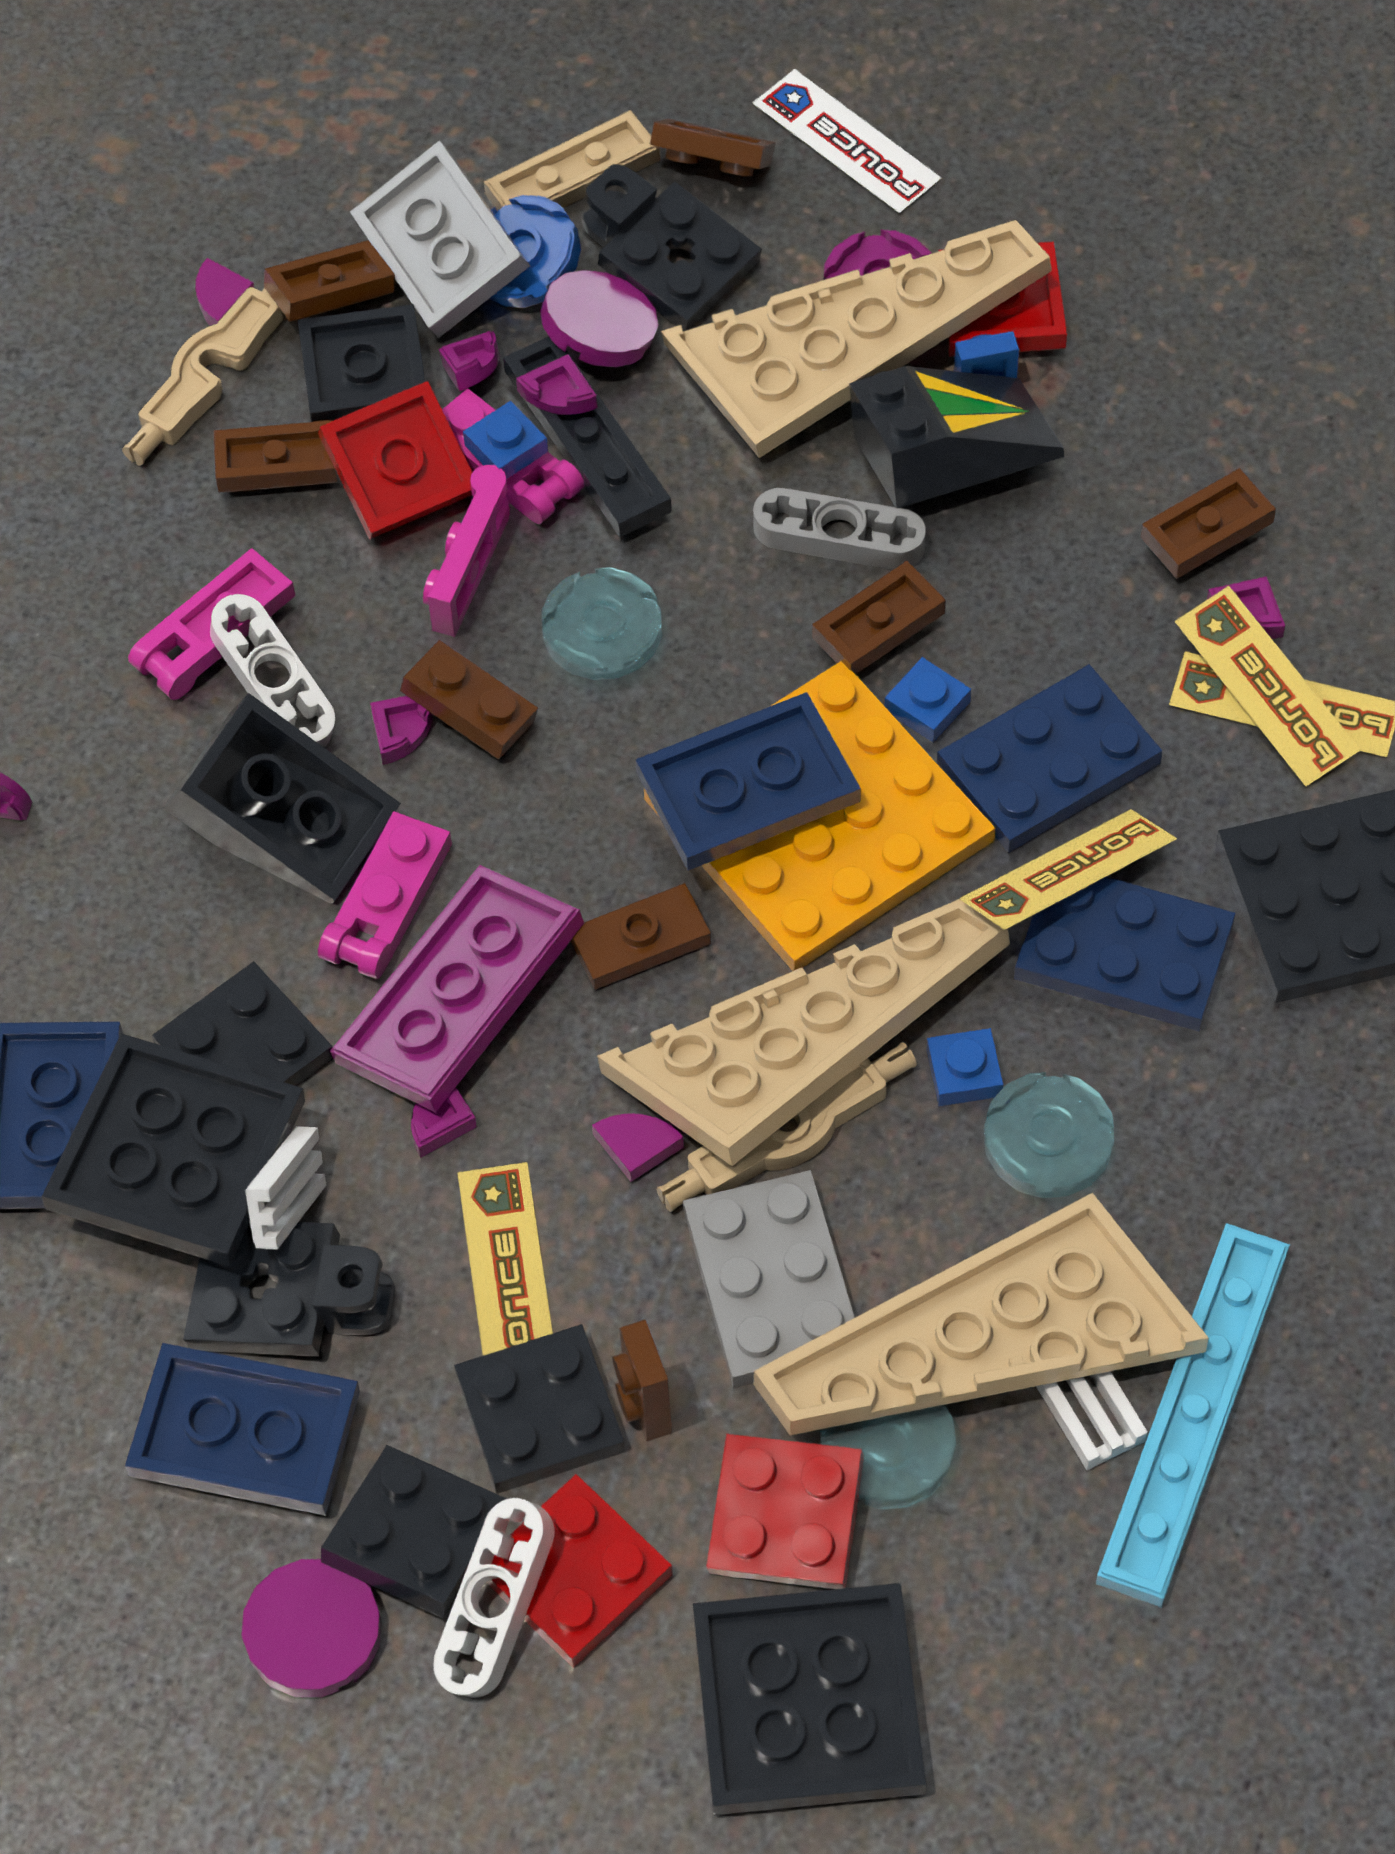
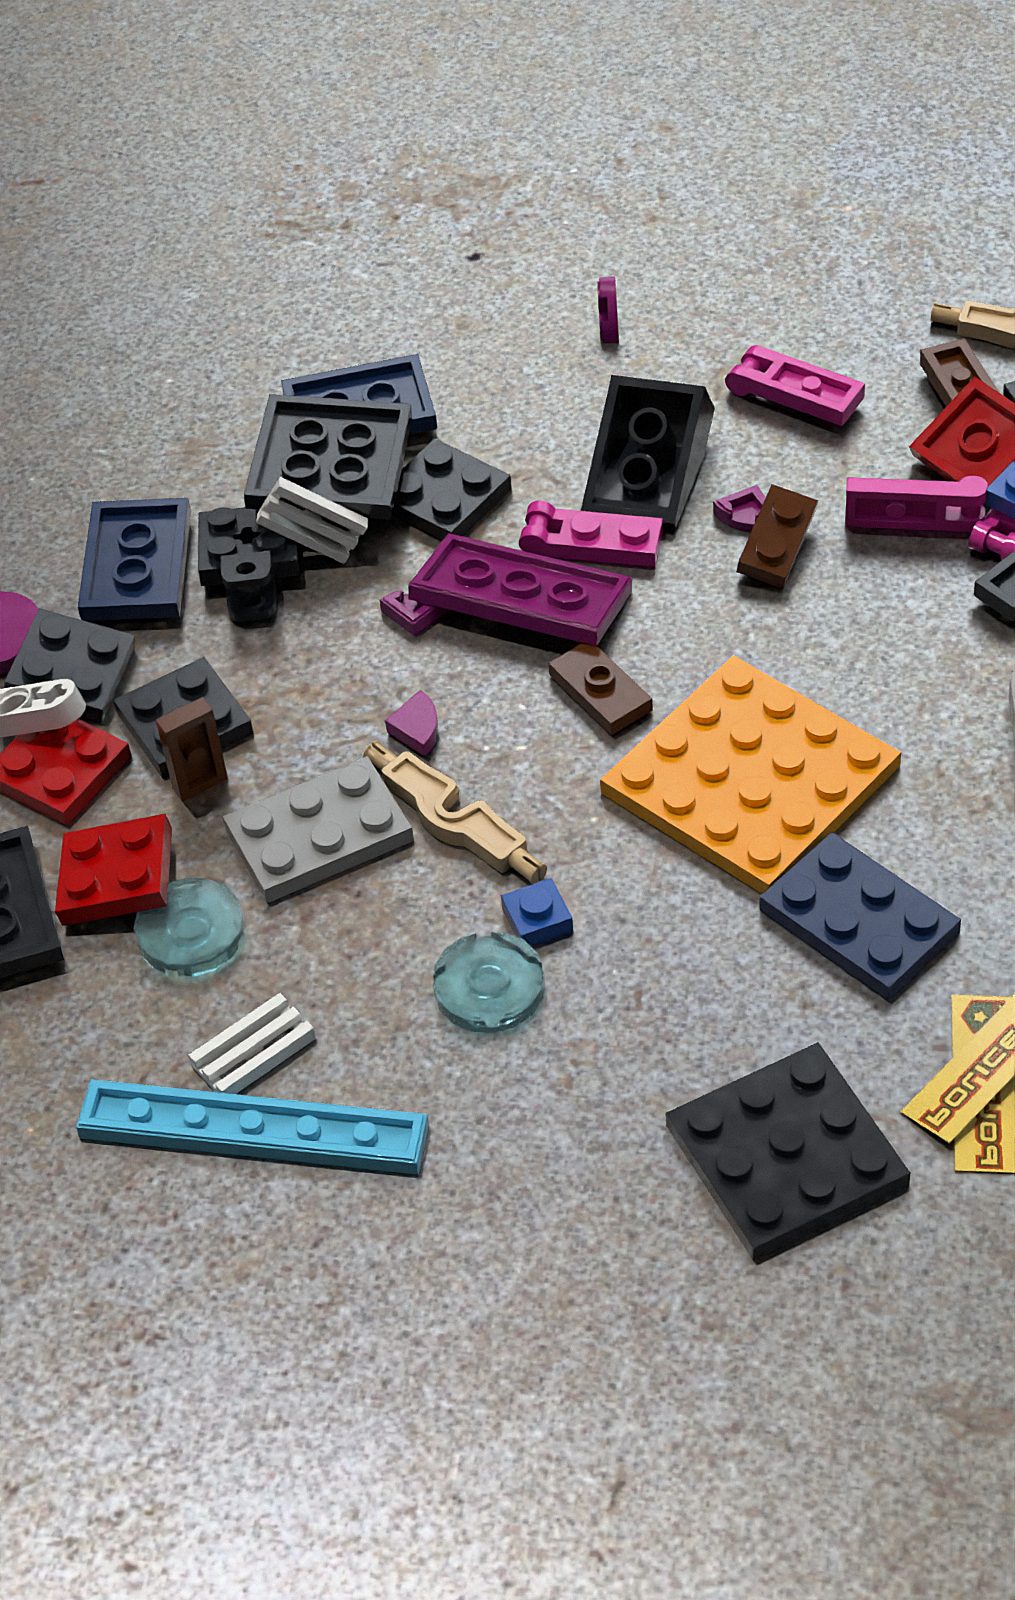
camera: 80 degrees right, 10 degrees down
(262, 629) = (754, 441): white beam -> none
(504, 1256) = (308, 675): clear yellow sticker -> none
(602, 624) = (886, 604): clear light blue tile -> none
(747, 781) = (742, 700): dark blue plate -> none
(799, 1034) = (527, 787): tan wing -> none
(879, 618) = (952, 768): reddish brown plate -> none
(927, 699) = (888, 821): blue plate -> none
(1018, 1315) = (303, 980): tan wing -> none
(1067, 869) = (738, 936): clear yellow sticker -> none
(1129, 950) = (685, 1002): dark blue plate -> none

